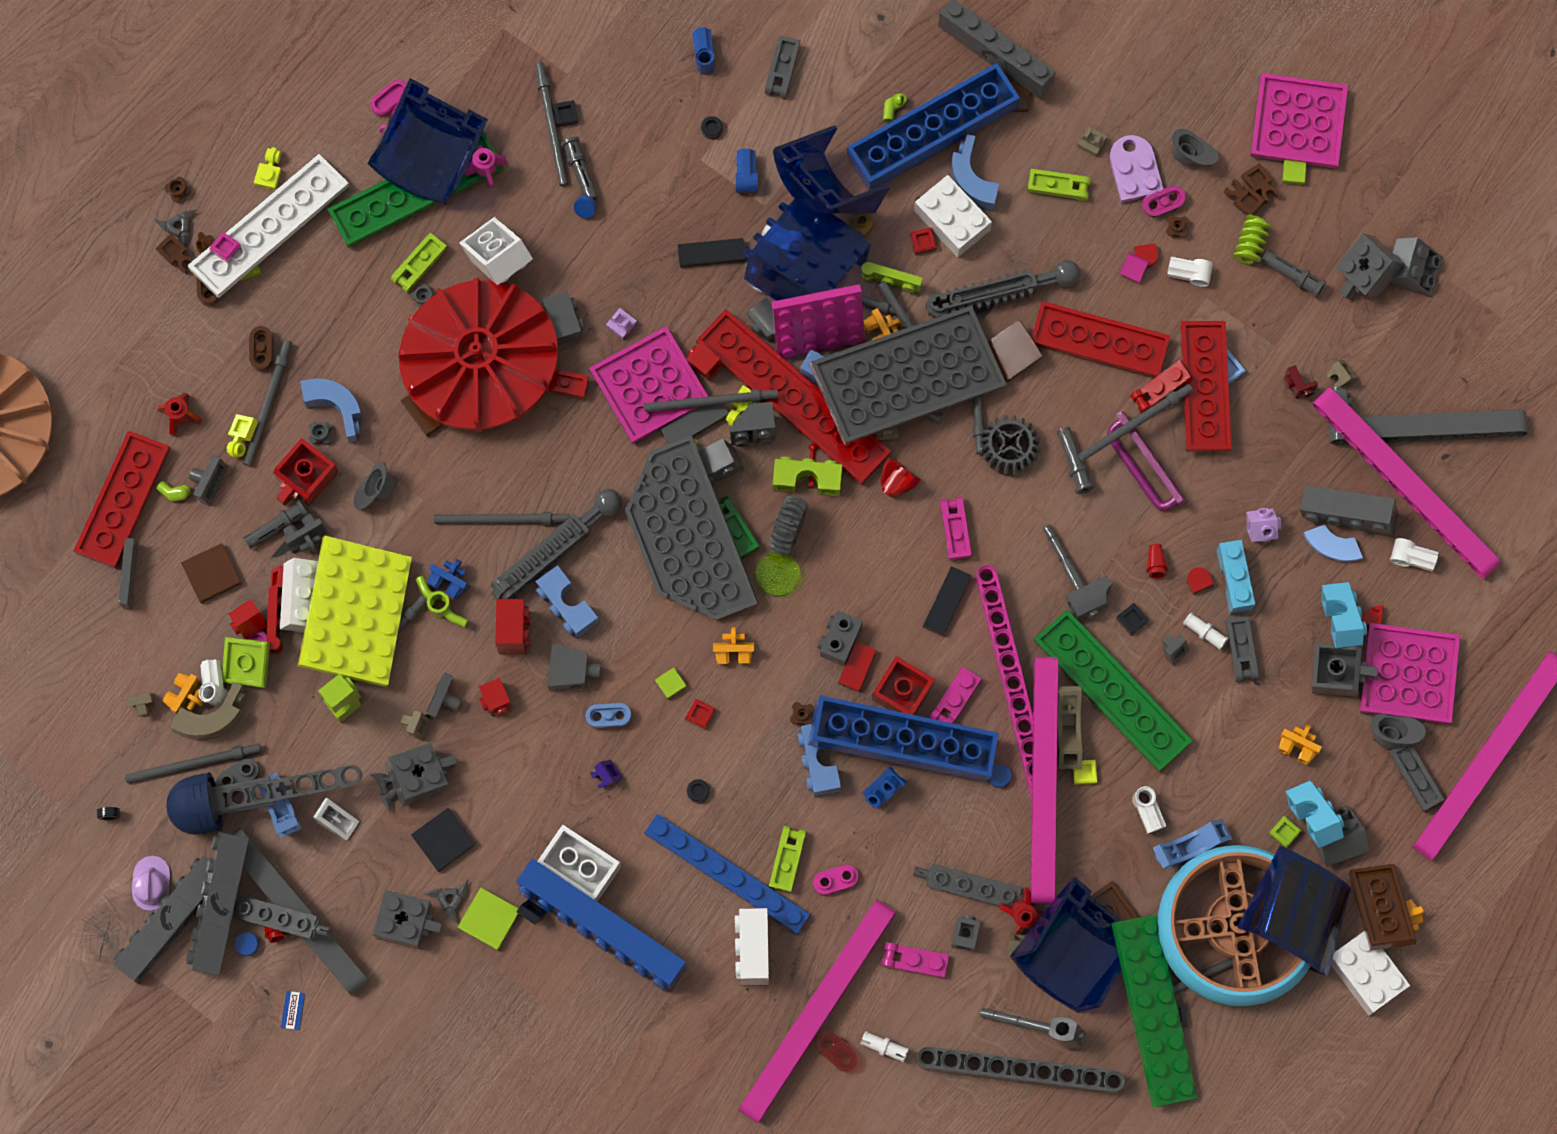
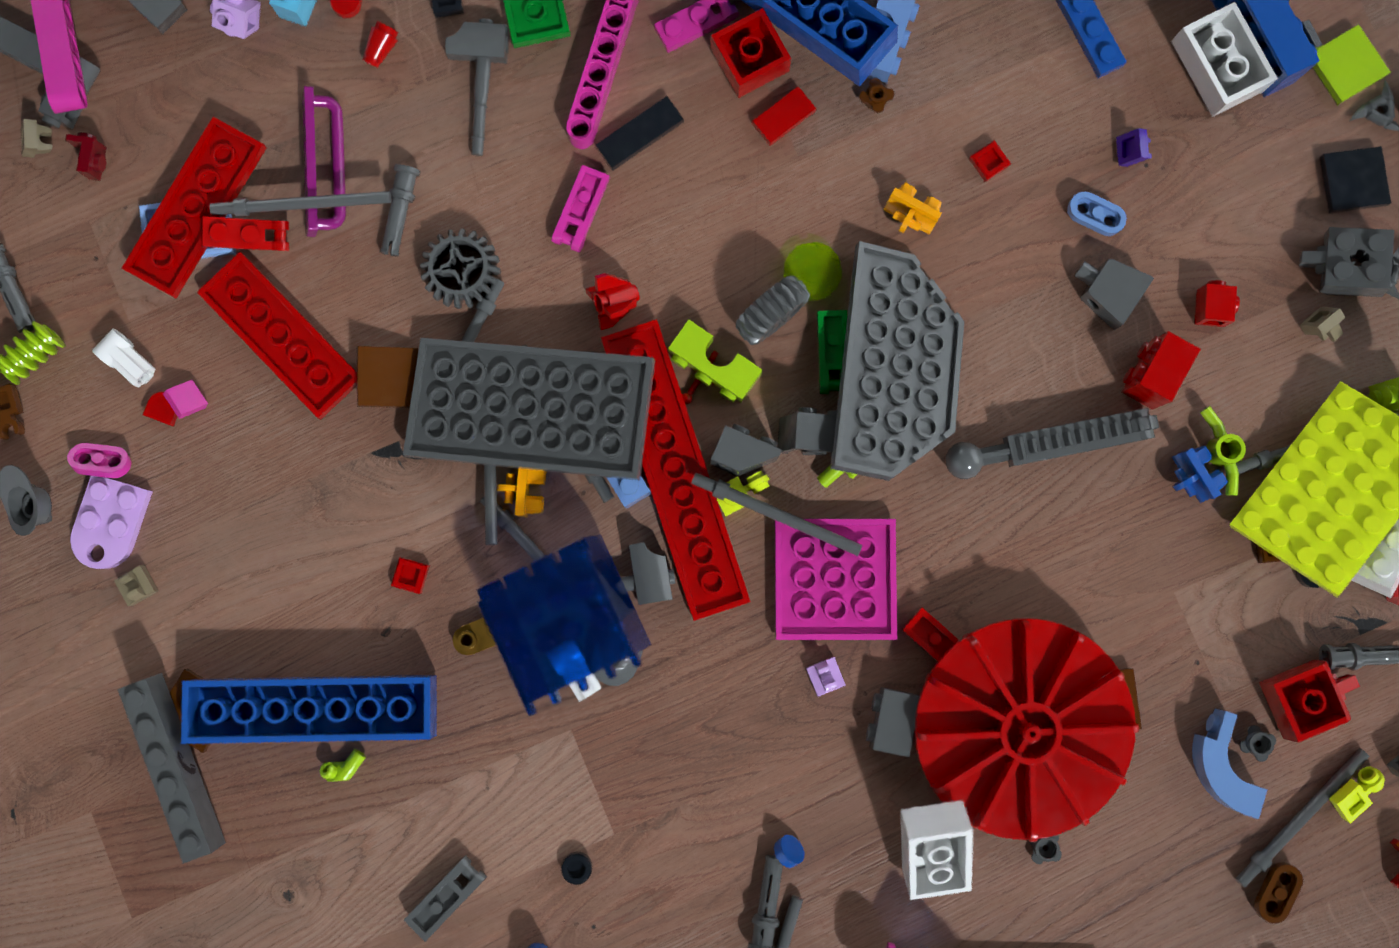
camera: 150 degrees left, 10 degrees up
(306, 536) = (1340, 618): dark grey hips -> none
(376, 486) = (1229, 635): dark grey piece -> none
(419, 262) = (1028, 895): lime plate -> none
(441, 697) = (1277, 338): dark grey tile -> none
(545, 518) = (1045, 486): dark grey bar -> none
(577, 618) = (1076, 344): medium blue arch -> none
(670, 683) = (1004, 213): lime tile -> none
(694, 422) = (812, 503): dark grey tile -> none
(698, 791) = (1039, 77): black tile -> none
(704, 361) = (757, 569): red brick -> none
(711, 252) = (668, 705): black tile -> none
(746, 171) = (571, 778): blue piece -> none
(812, 181) = (498, 707): clear blue windscreen -> none
(818, 321) = (596, 527): dark pink plate -> none
(840, 638) = (785, 154): dark grey brick -> none
(908, 282) = (477, 550): lime plate -> none
(952, 216) = (356, 582): white brick -> none
(979, 191) = (314, 619): medium blue arch -> none
(1058, 184) = (209, 553): lime plate -> none
(1064, 274) = (270, 435): dark grey gear -> none
(1177, 232) = (105, 430): reddish brown plate -> none

